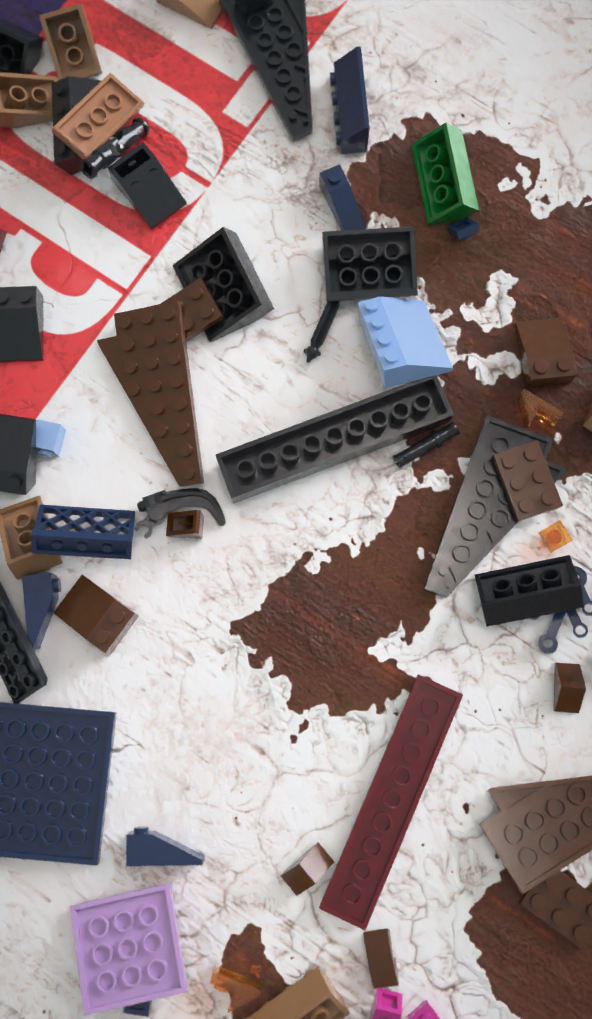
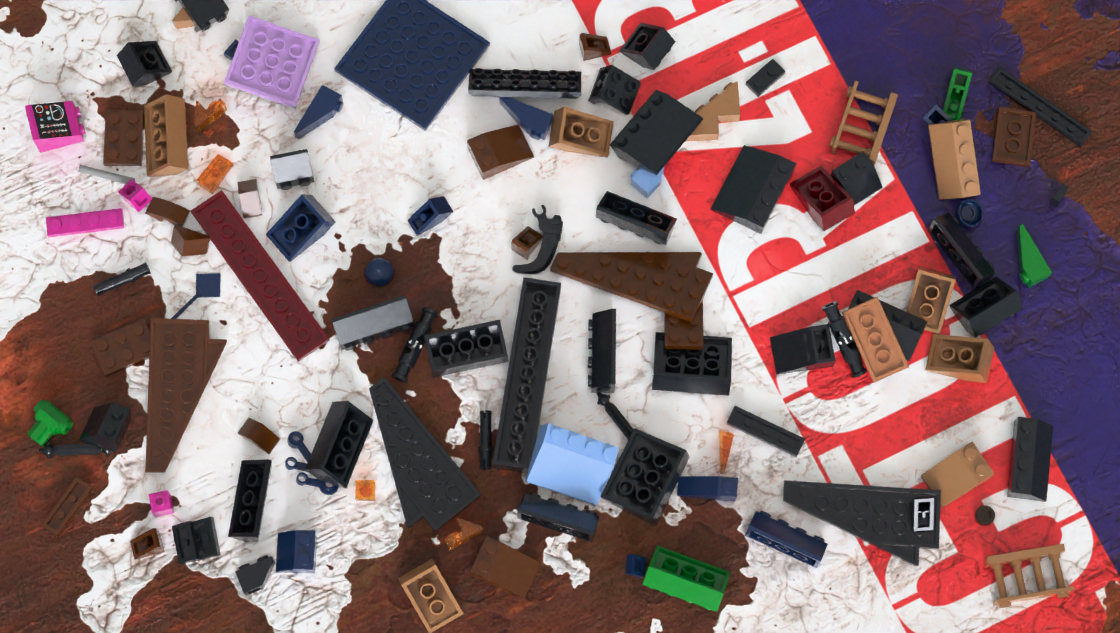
camera: 115 degrees right, 5 degrees down
(83, 541) = (550, 159): dark blue fence -> none
(95, 421) = (635, 218): none -> black slope
(213, 646) = (430, 215): none -> dark blue slope
(249, 837) = (292, 169): none -> slope
(252, 182) = (765, 431): none -> black plate
(263, 374) = (603, 351): none -> black slope
(296, 207) = (725, 441): none -> clear orange slope
(302, 930) = (214, 173): none -> clear orange slope
(309, 786) = (300, 227): none -> dark blue slope
(310, 665) = (379, 272): none -> dark blue hair
(344, 516) = (466, 348): none -> black slope
(359, 578) = (416, 342): none -> black piece
(374, 634) = (373, 323): none -> slope
(402, 907) = (189, 242): none -> reddish brown slope
(437, 854) = (206, 286): none -> dark blue piece
(463, 324) = (558, 517): none -> black slope
(483, 956) = (116, 281): none -> black pin
(527, 481) = (415, 491): reddish brown plate -> none

